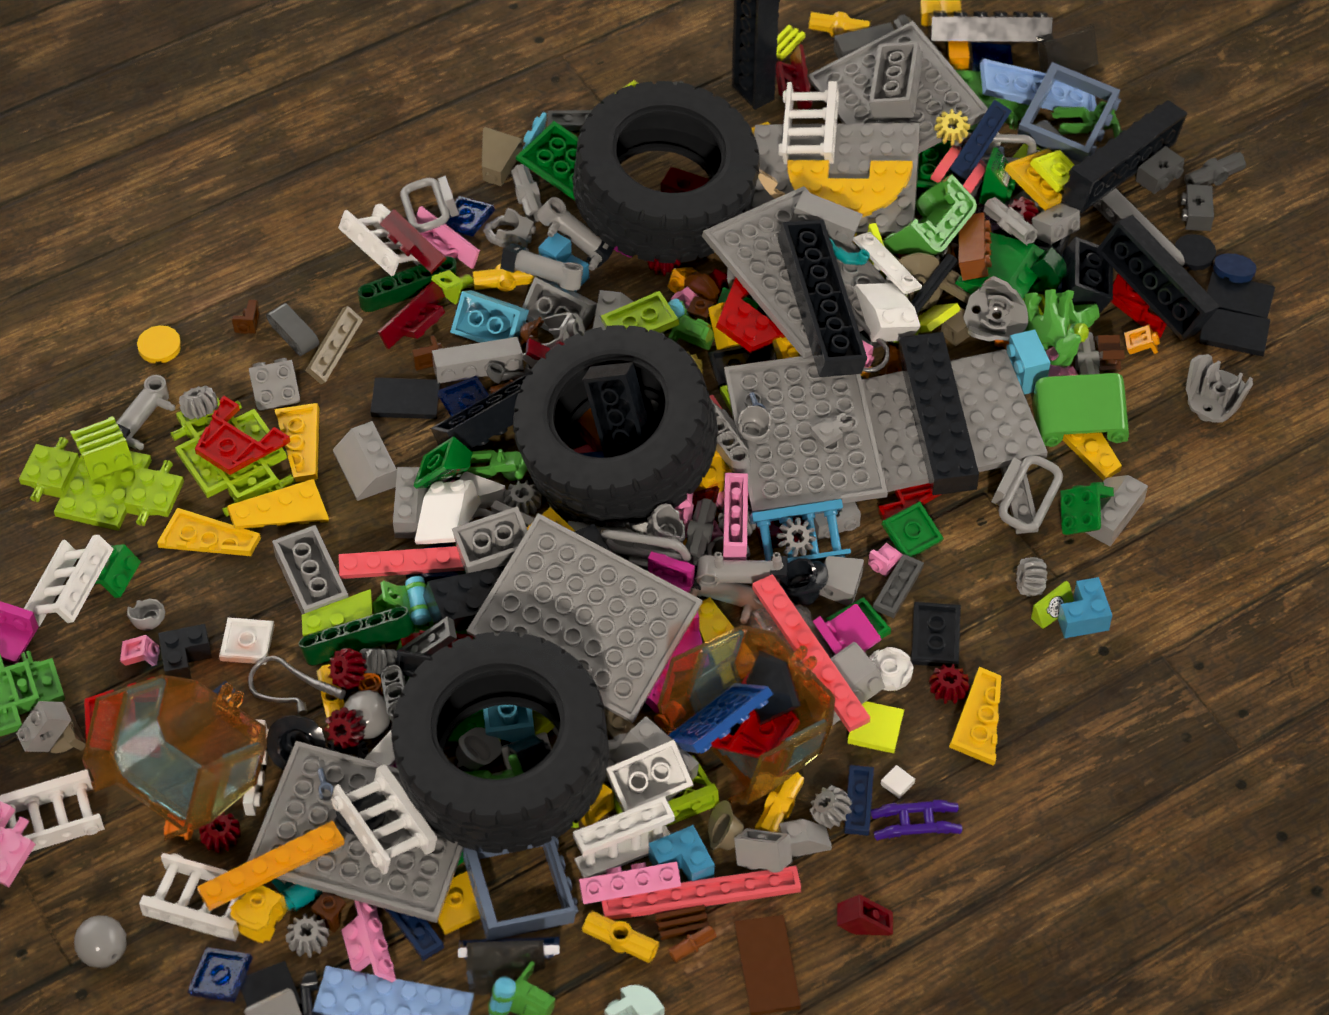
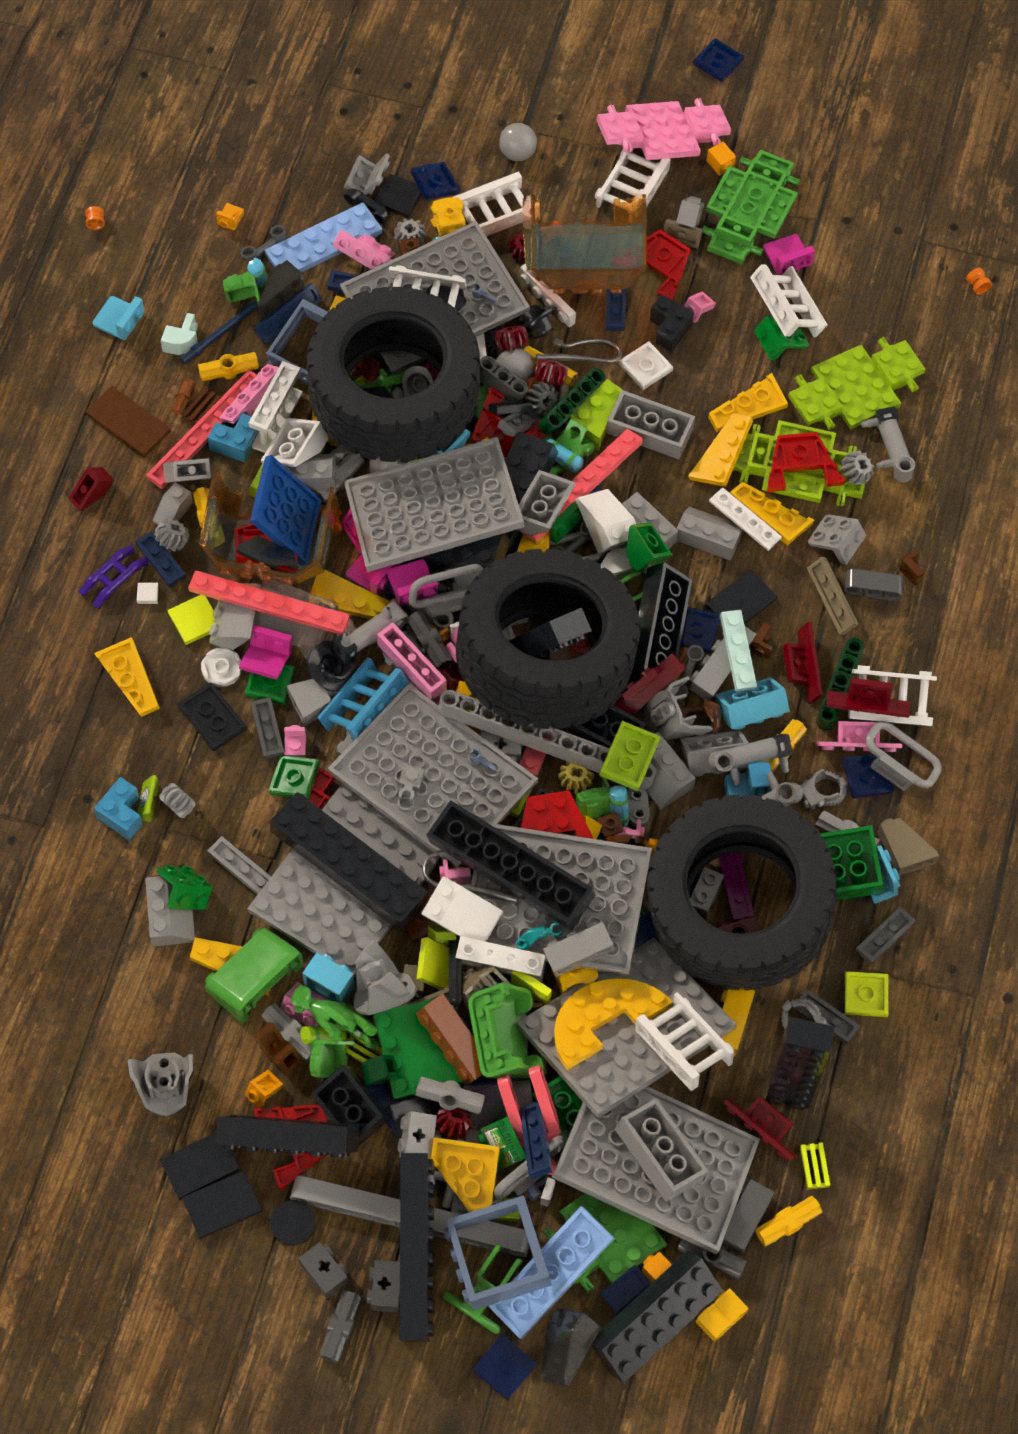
camera: 135 degrees right, 10 degrees up
(102, 448) = (869, 386): lime plate -> none
(146, 614) = (721, 326): light grey hair -> none
(159, 344) = (947, 505): yellow tile -> none
(270, 865) = (460, 228): light orange plate -> none
(332, 438) = (745, 519): none -> white bracket
(452, 284) = (806, 703): lime bracket -> none
(461, 346) = (738, 650): none -> light aqua plate
(588, 987) = (198, 349): none -> dark blue bar
(666, 523) = (445, 611): light grey hair -> none
(723, 826) = (227, 472): dark tan piece -> none
(754, 423) = (465, 736): light grey hair -> none
(769, 184) = (654, 958): tan slope -> none
(788, 537) = (358, 685): light grey gear -> none
(949, 684) = (169, 681): dark red gear -> none
(952, 134) = (566, 1127): light yellow gear -> none
(1011, 483) = (252, 860): light grey bar -> none
(1053, 168) = (458, 1188): neon yellow tile -> none
(1119, 77) = (505, 1367): none -> clear blue plate
(1235, 267) = (245, 1227): dark blue tile -> none

